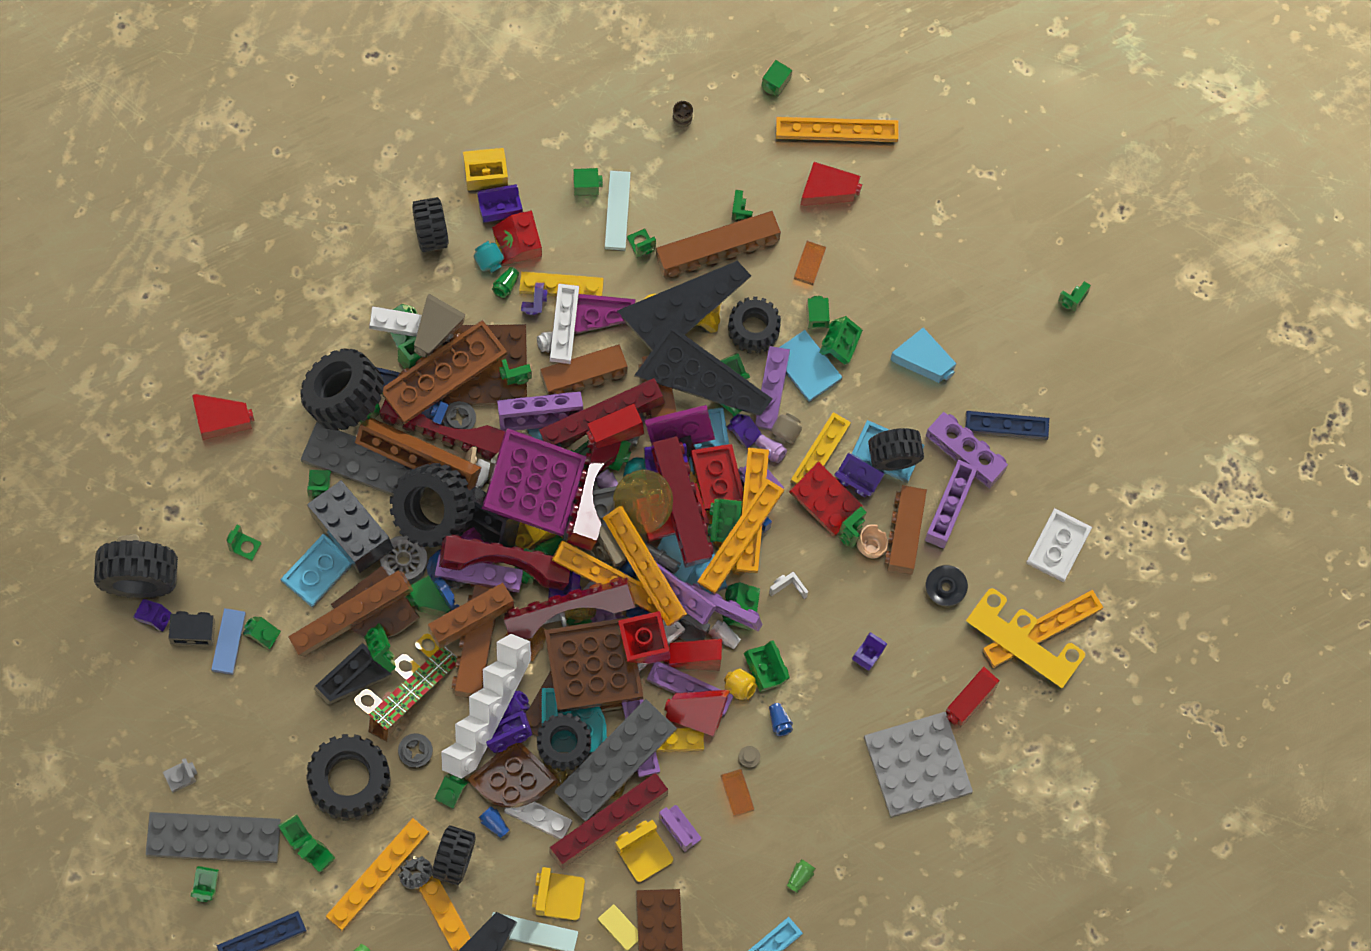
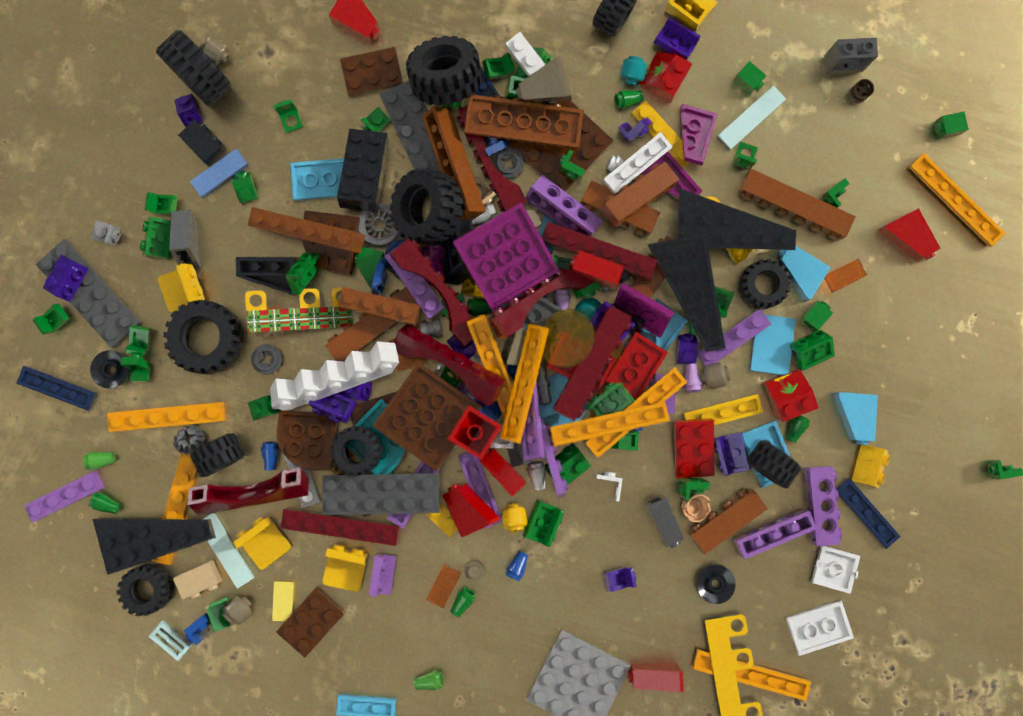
camera: 50 degrees right, 15 degrees up
(185, 837) = (65, 278): none -> dark purple bracket
(206, 708) = (160, 203): none -> green bracket
(227, 739) = (156, 238): none -> green bracket
(255, 717) = (184, 238): none -> dark grey slope
(276, 448) = (371, 71): none -> reddish brown plate
(288, 758) = (180, 287): none -> yellow bracket
(290, 868) = (101, 367): none -> black dish
(379, 349) = (498, 67): none -> green bracket
(527, 597) = (432, 328): none -> light grey wheel
(532, 827) = (212, 498): none -> dark red arch
(586, 259) = (696, 132): none -> magenta wing
(590, 343) = (639, 194): none -> dark orange brick
(650, 90) = (854, 53): none -> dark grey window
(765, 788) = (463, 601): none -> green cone
(769, 542) = (628, 441): none -> green bracket
(775, 286) = (804, 270): none -> medium azure slope
(858, 389) = (790, 395): none -> red slope
(858, 574) = (664, 521): none -> dark grey slope
(889, 410) = (797, 428): none -> green cone
(973, 386) = (871, 465): none -> yellow bracket
(1025, 488) = (835, 569): none -> white plate

